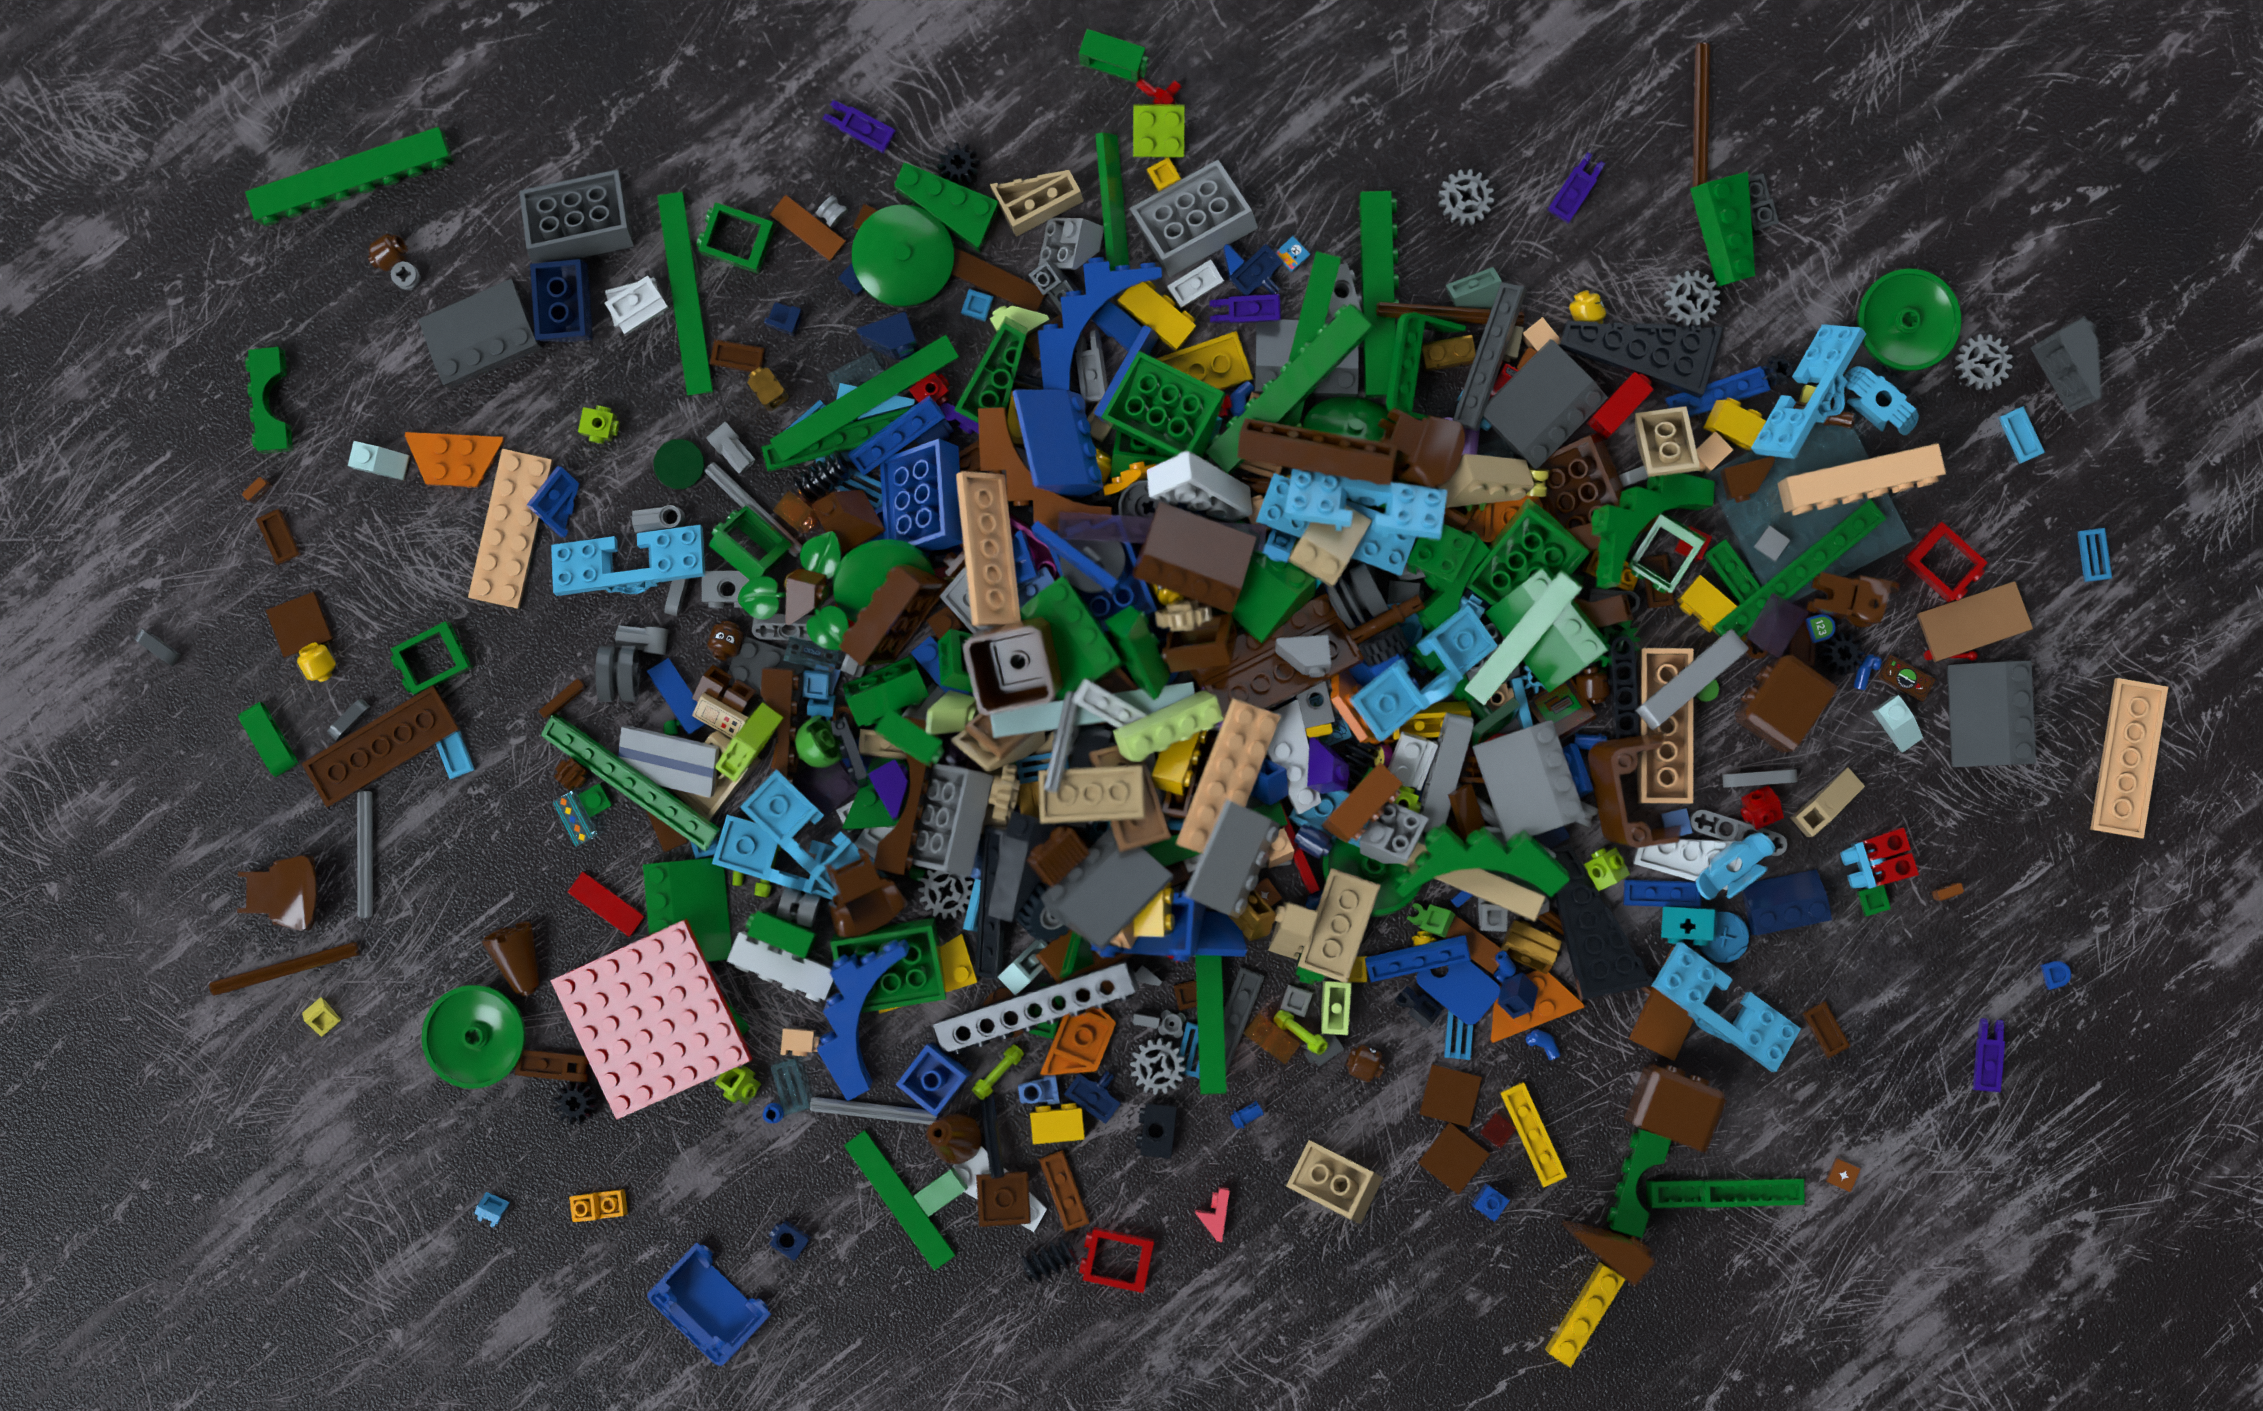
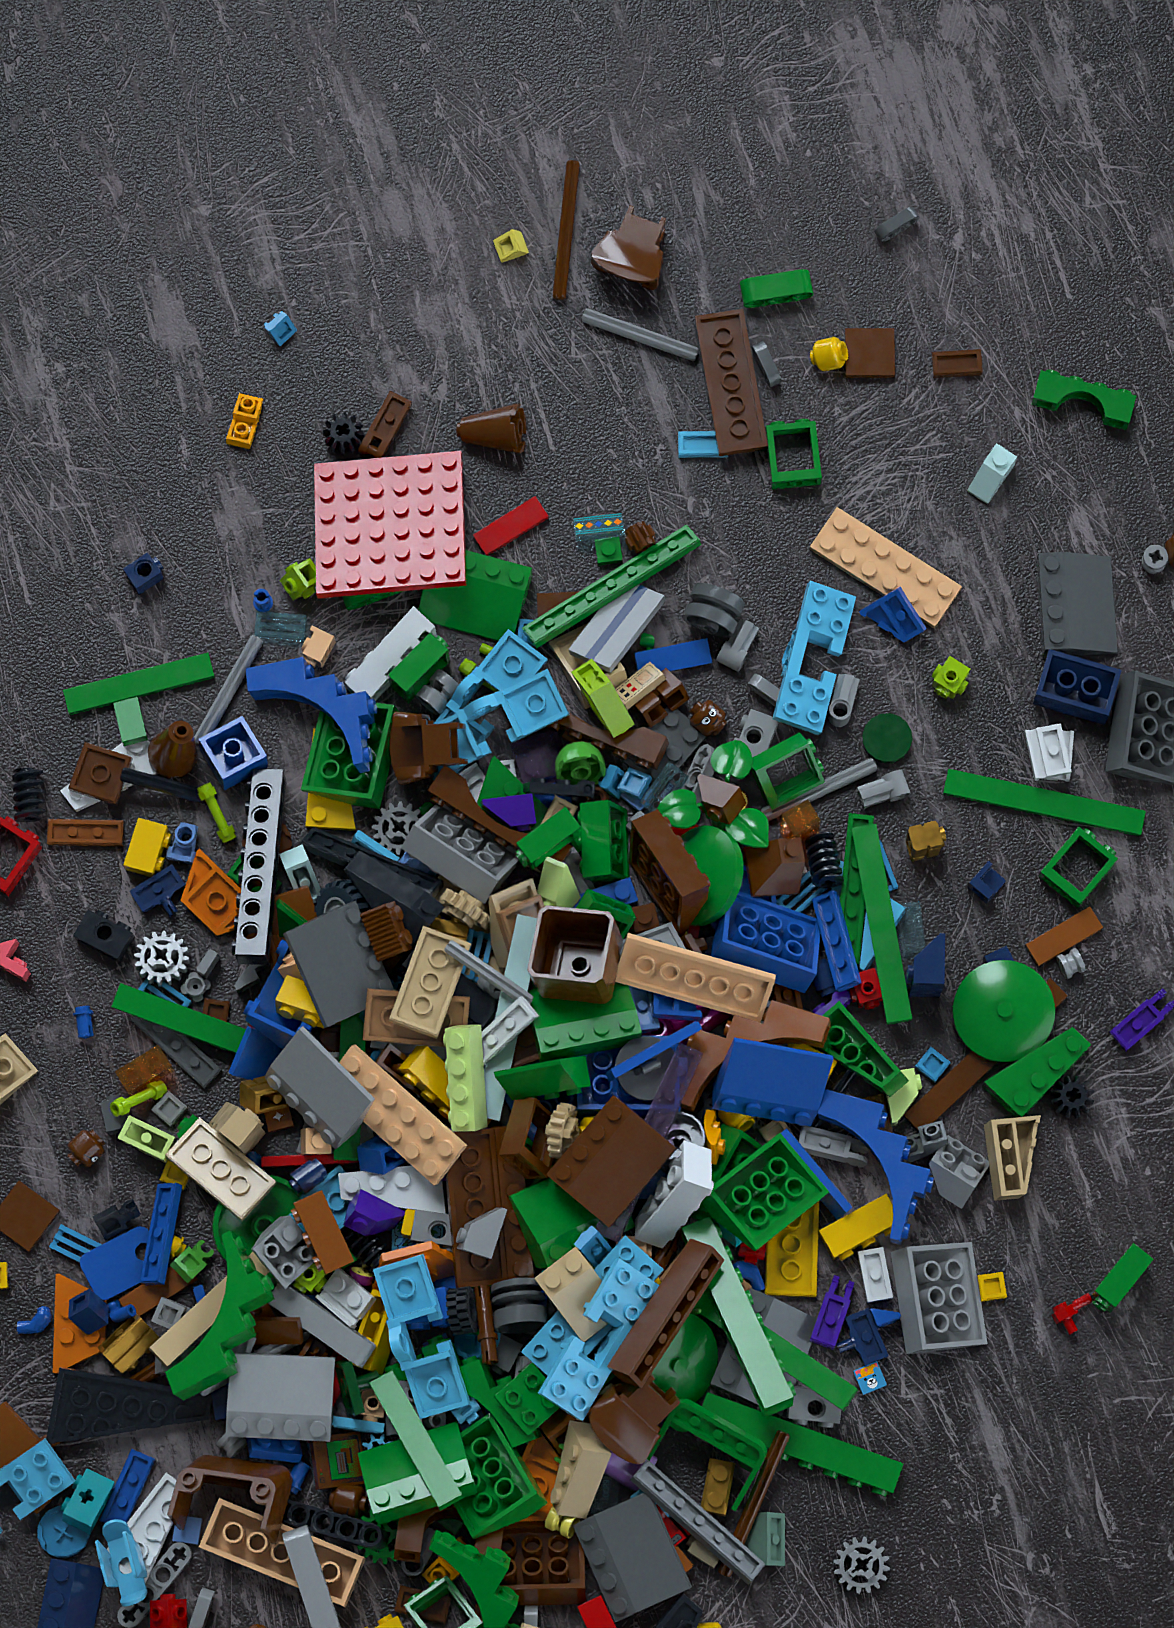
camera: 110 degrees right, 10 degrees down
(256, 490) = (1006, 359): dark orange tile -> none
(453, 458) = (970, 541): orange wing -> none
(473, 1036) = (438, 367): green dish -> none
(563, 698) = (711, 556): reddish brown tile -> none
(707, 1306) = (116, 481): blue windscreen -> none
(736, 356) = (967, 828): reddish brown tile -> none
(1112, 200) = (982, 1226): green tile -> none
(1117, 325) = (864, 1185): blue slope -> none
(1158, 130) = (1035, 1296): lime plate -> none
(1539, 335) = (701, 1583): light nougat brick -> none
(1606, 868) = (172, 1444): lime brick -> none
(1709, 692) = (298, 1610): bright green tile -> none

